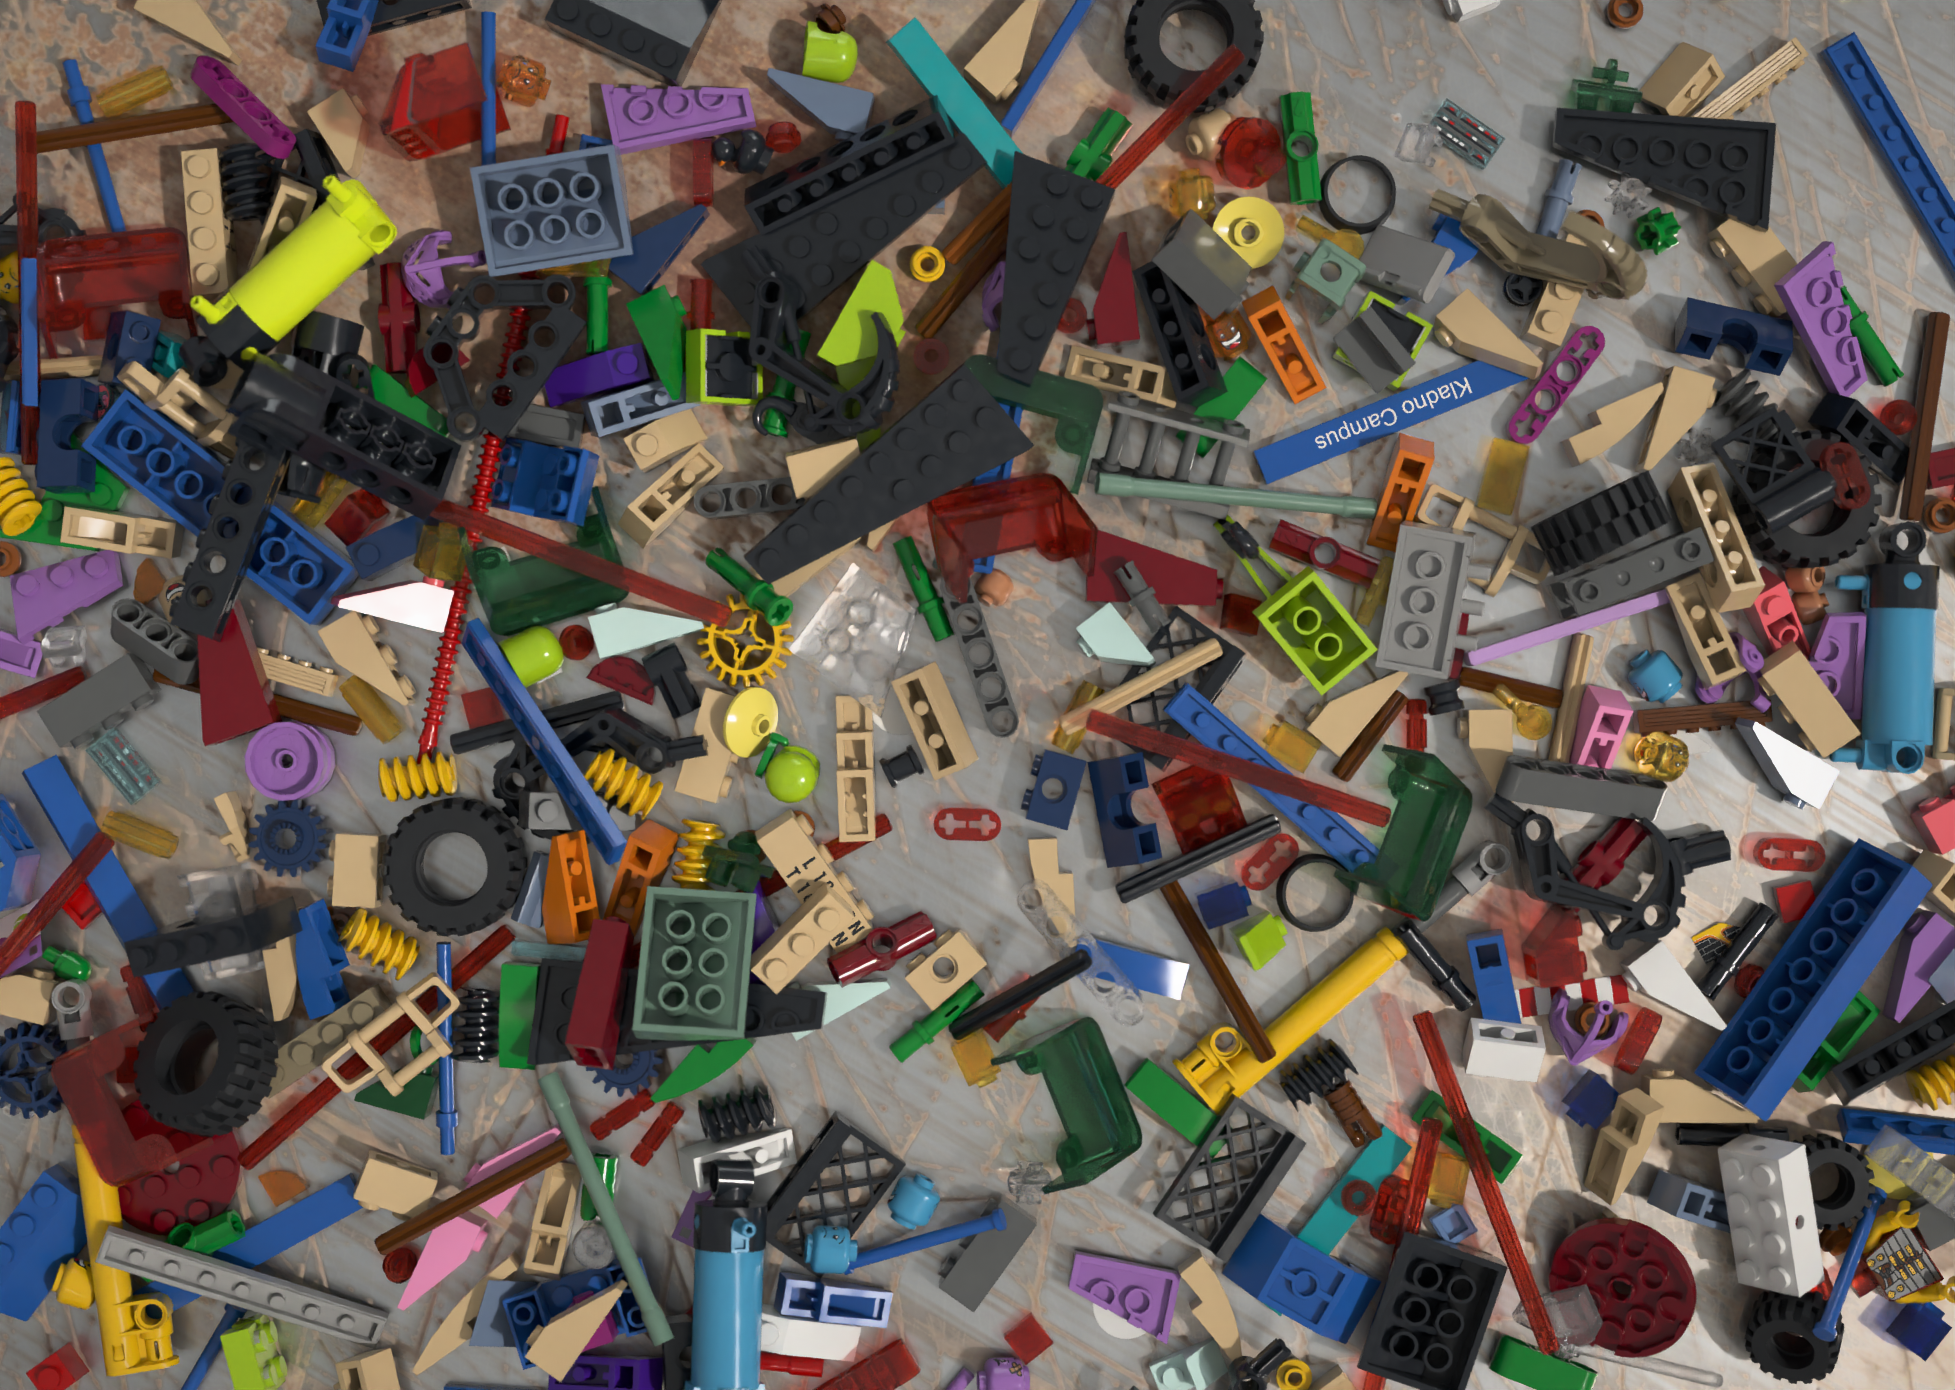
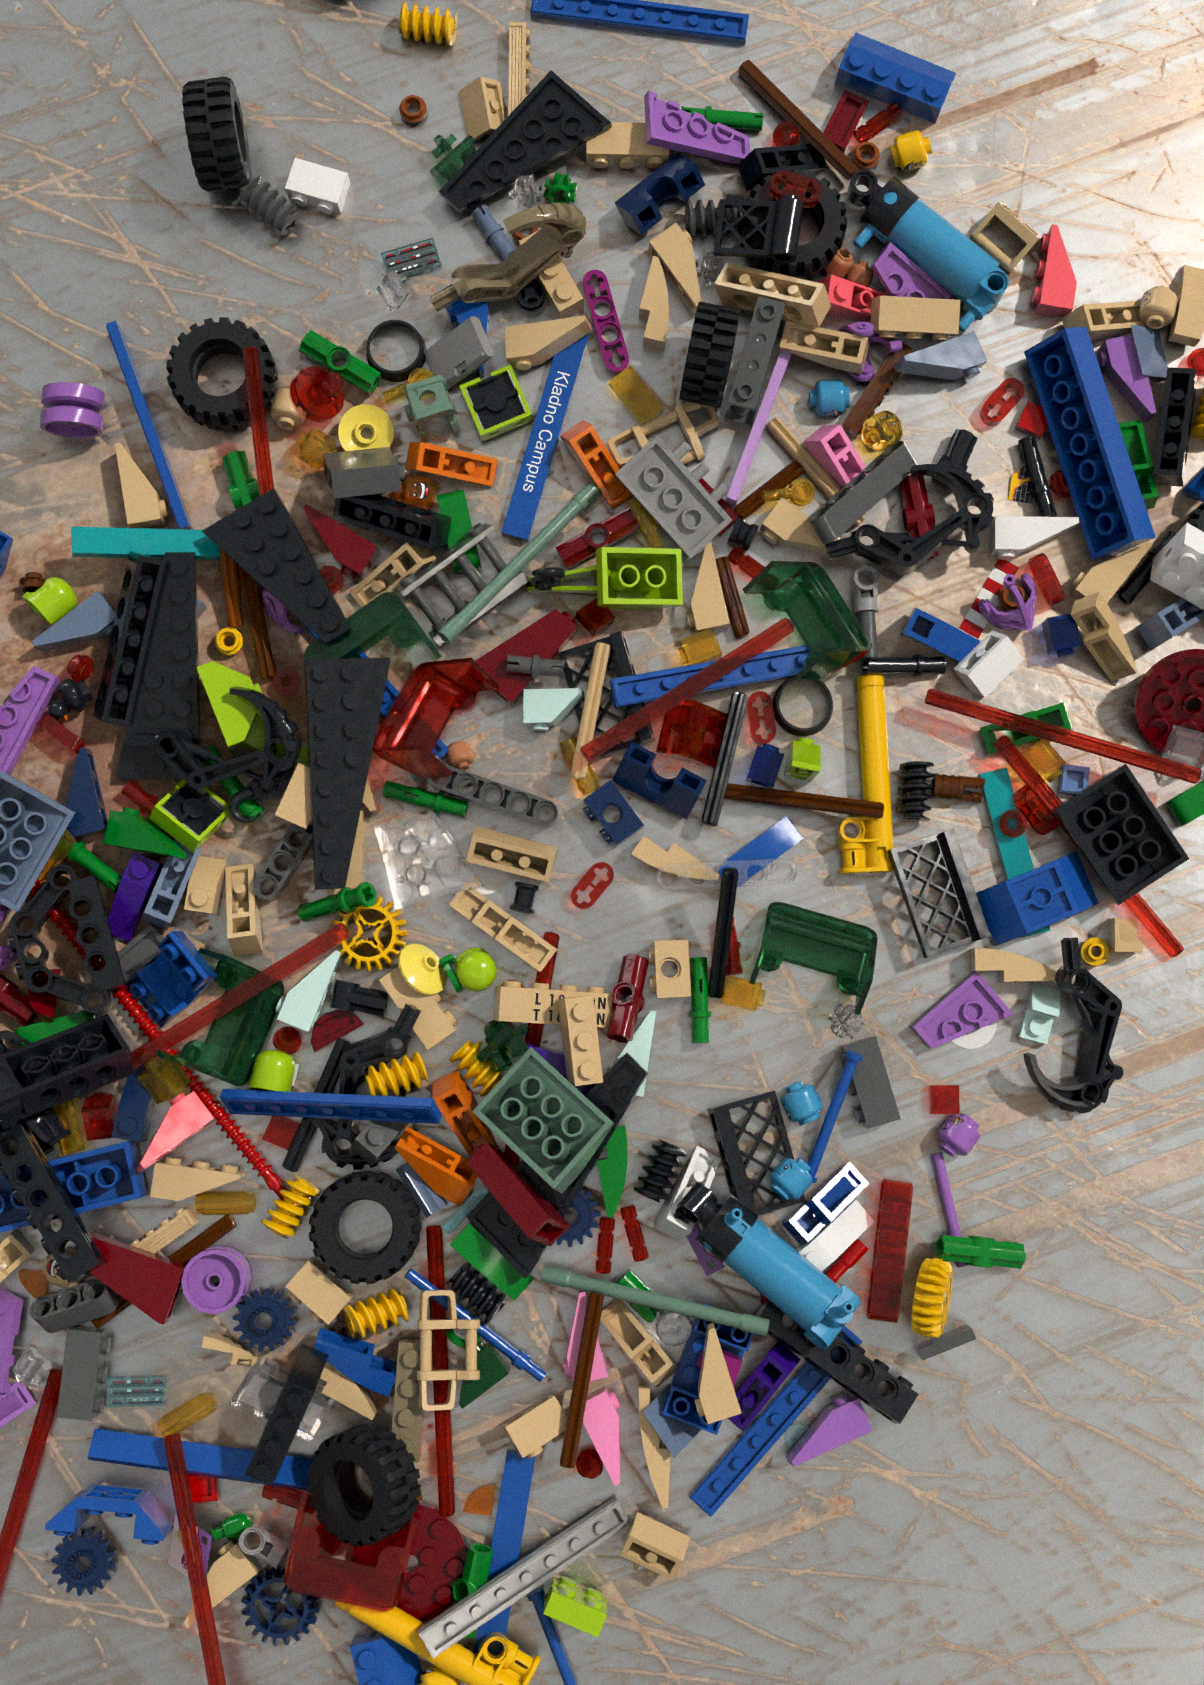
camera: 55 degrees left, 5 degrees down
(1173, 1103) = (865, 892): green slope -> none
(1373, 350) = (496, 410): dark grey panel -> none
(1553, 951) = (950, 585): clear red slope -> none

